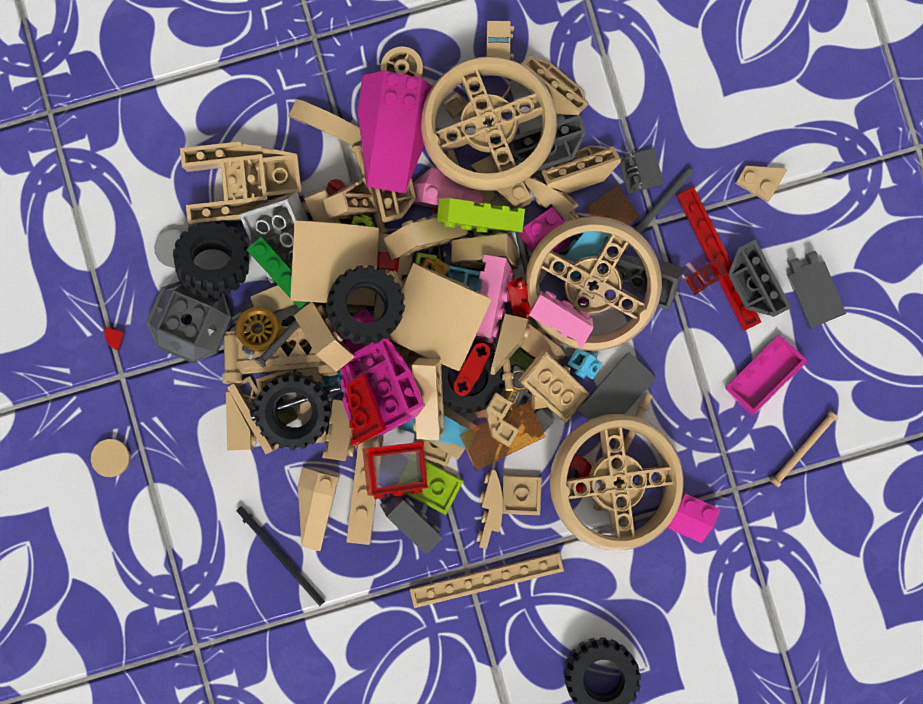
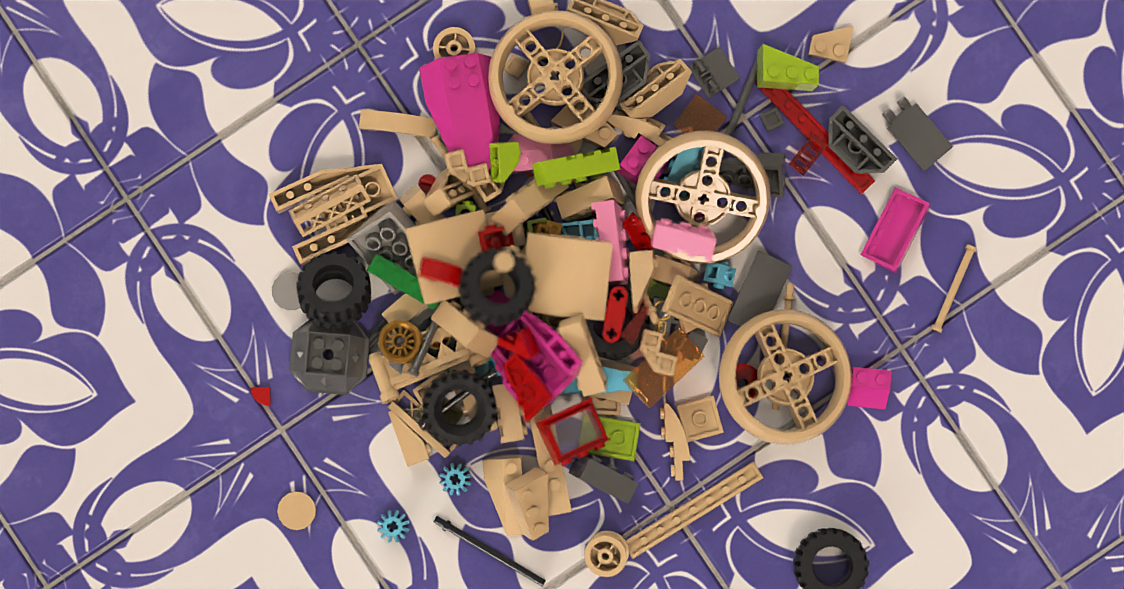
camera: 15 degrees left, 0 degrees up
(203, 500) = (400, 523): none -> medium azure gear
(233, 171) = (327, 202): none -> tan fence
(267, 469) = (449, 482): none -> medium azure gear
(314, 272) = (440, 272): none -> red slope
(332, 523) = (530, 502): none -> tan wedge
(372, 367) = (520, 343): none -> red slope
(376, 256) = (489, 237): none -> red bracket
(377, 191) = (457, 166): none -> tan tile
(378, 282) = (503, 262): none -> tan tile
(390, 596) = (614, 546): none -> tan wheel
(413, 186) = (503, 159): none -> lime slope
(482, 391) = (632, 330): none -> clear red slope
(681, 232) = (771, 119): none -> dark grey tile
(709, 190) = (784, 71): none -> lime wedge

